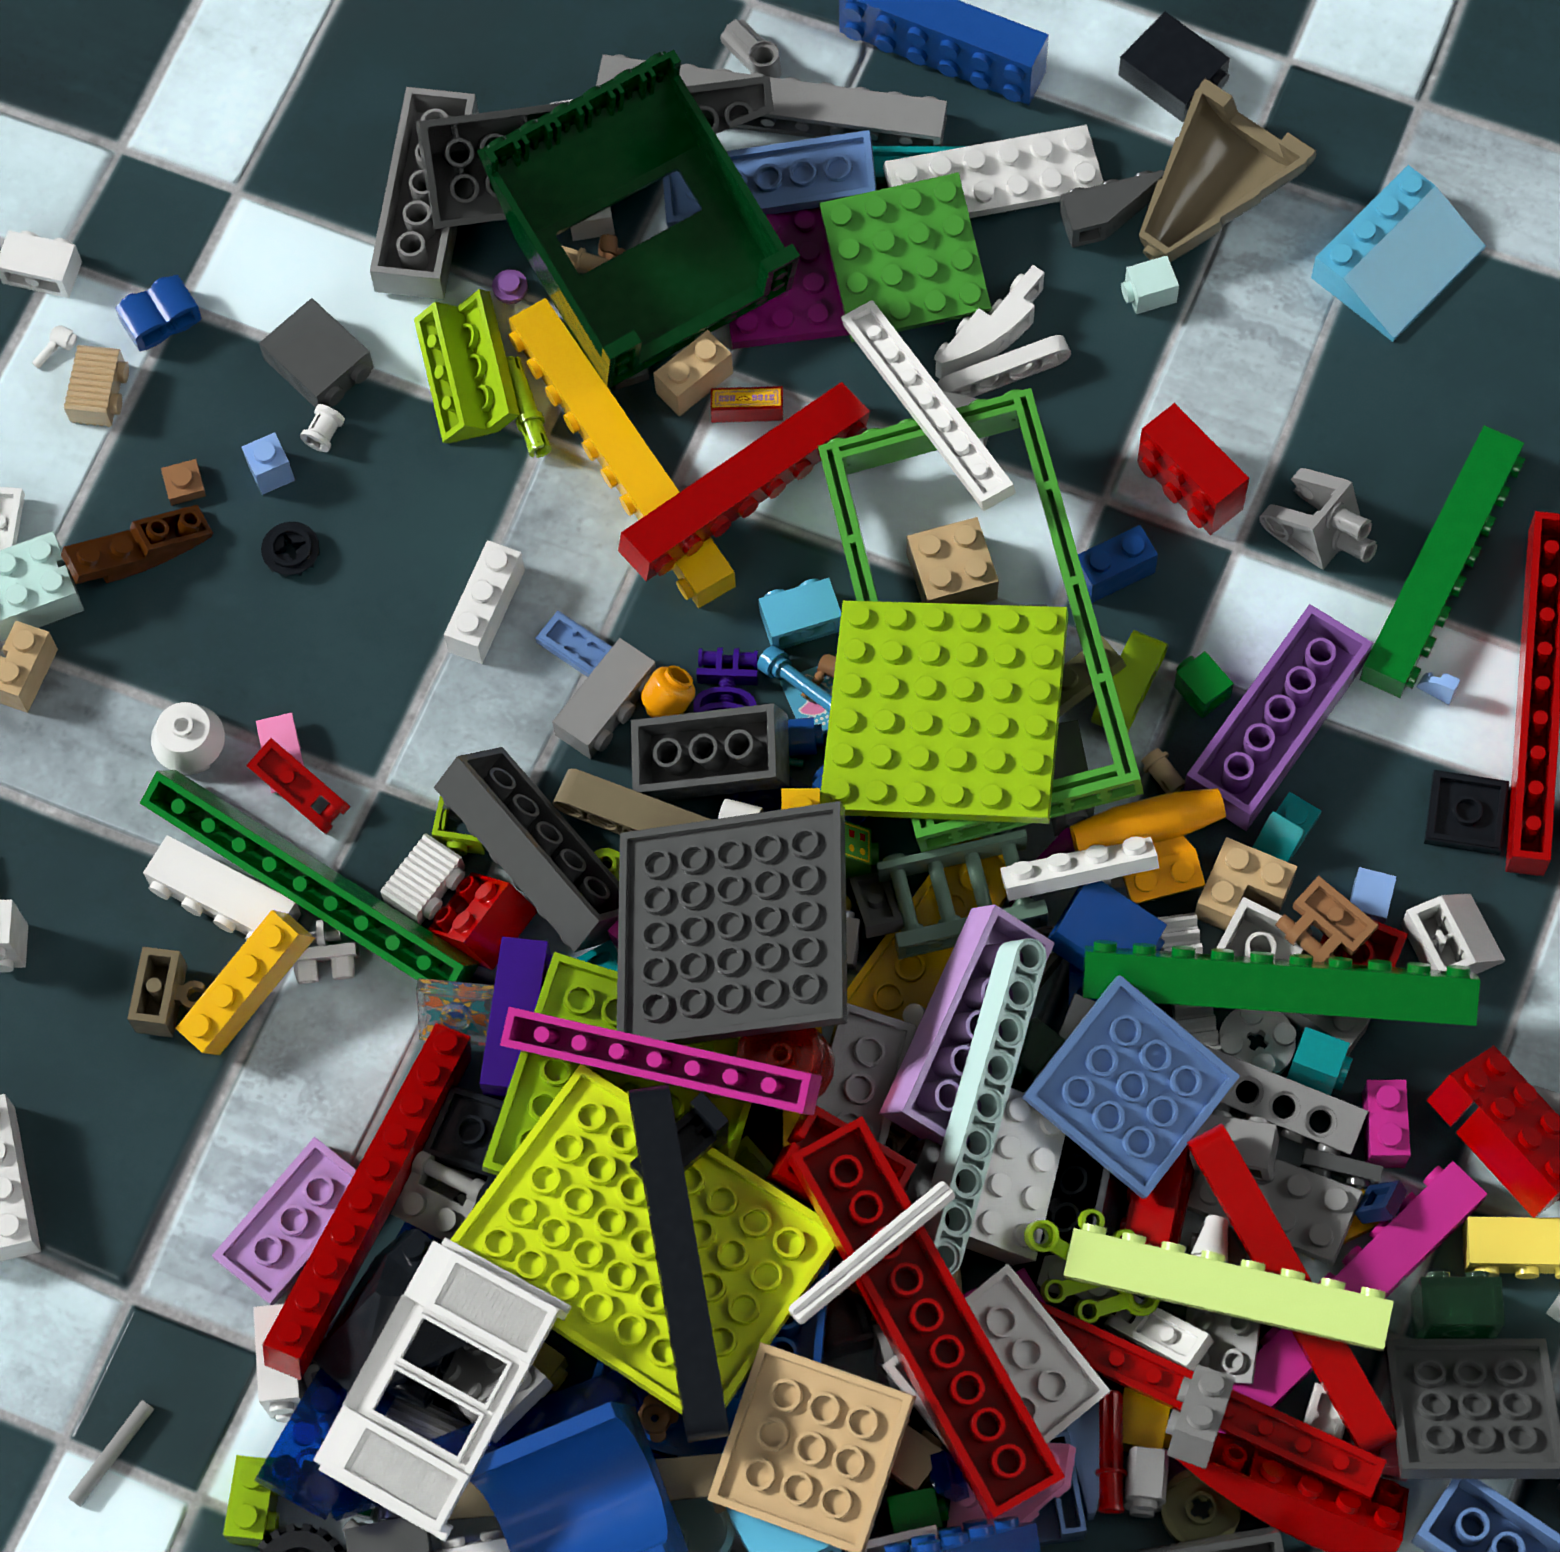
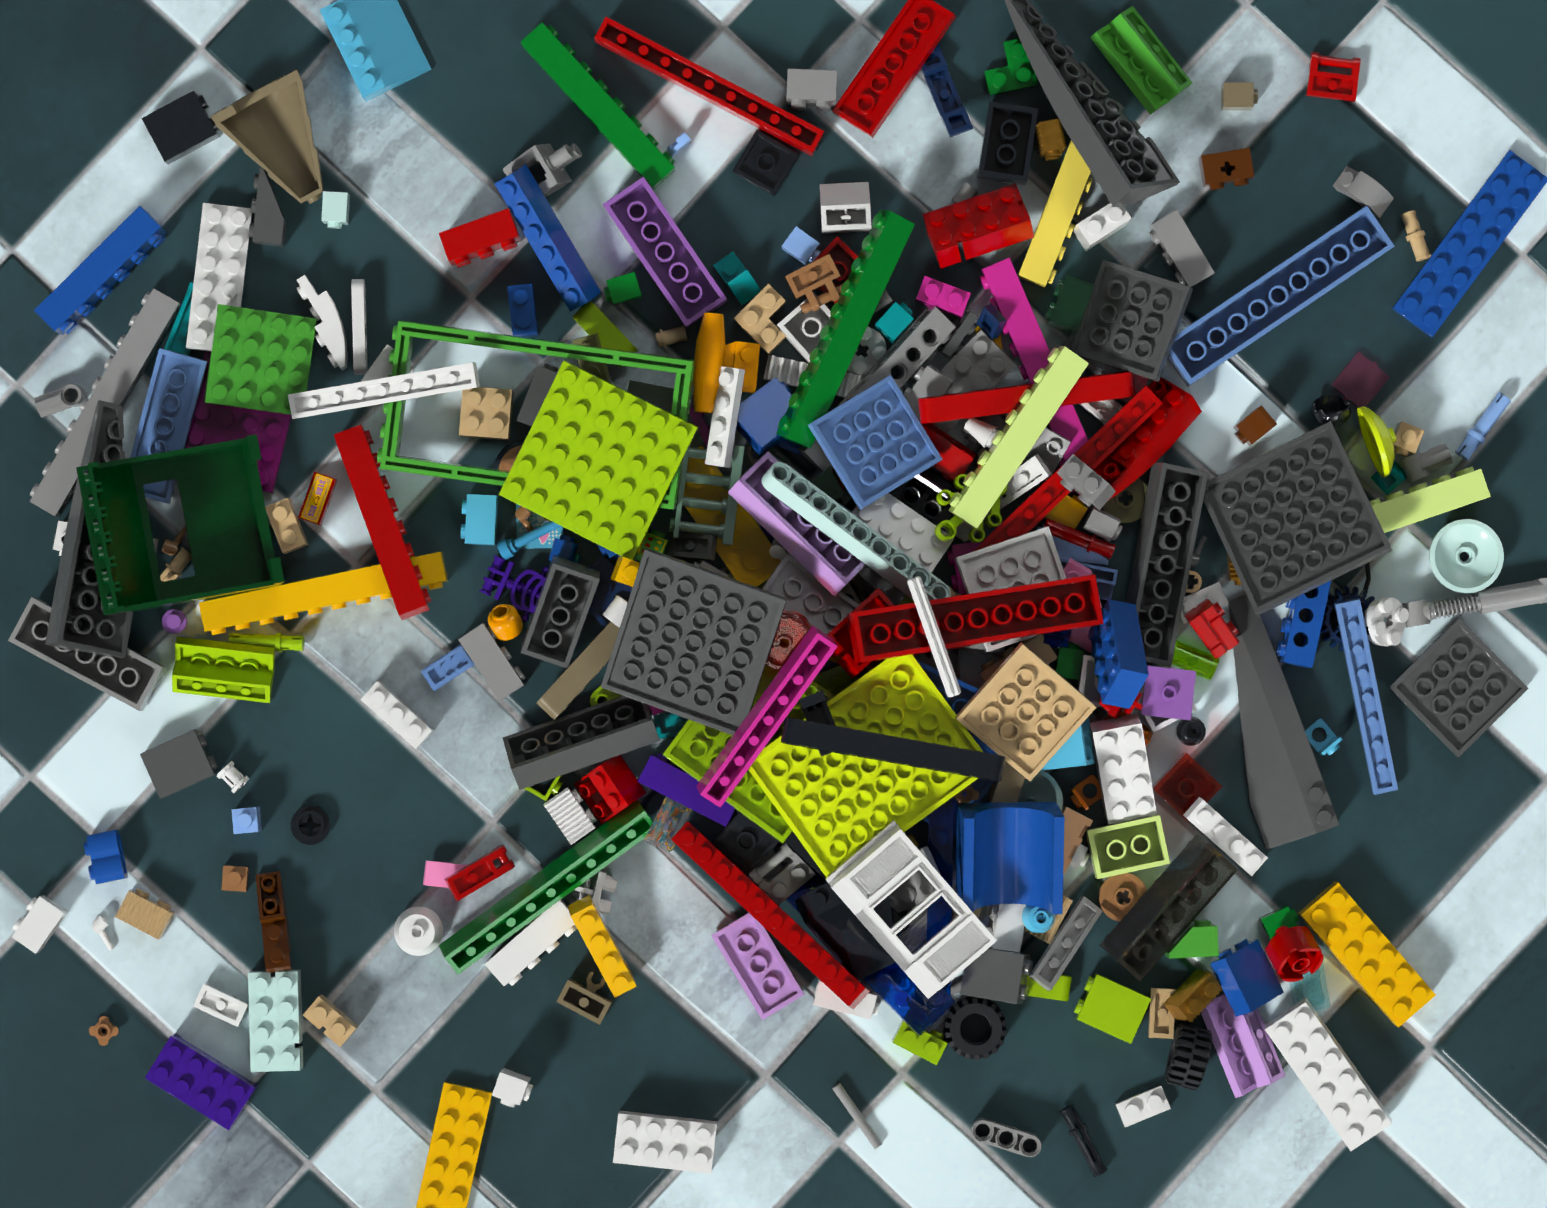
camera: 70 degrees left, 20 degrees up
(1230, 551) = (547, 238): none -> blue brick

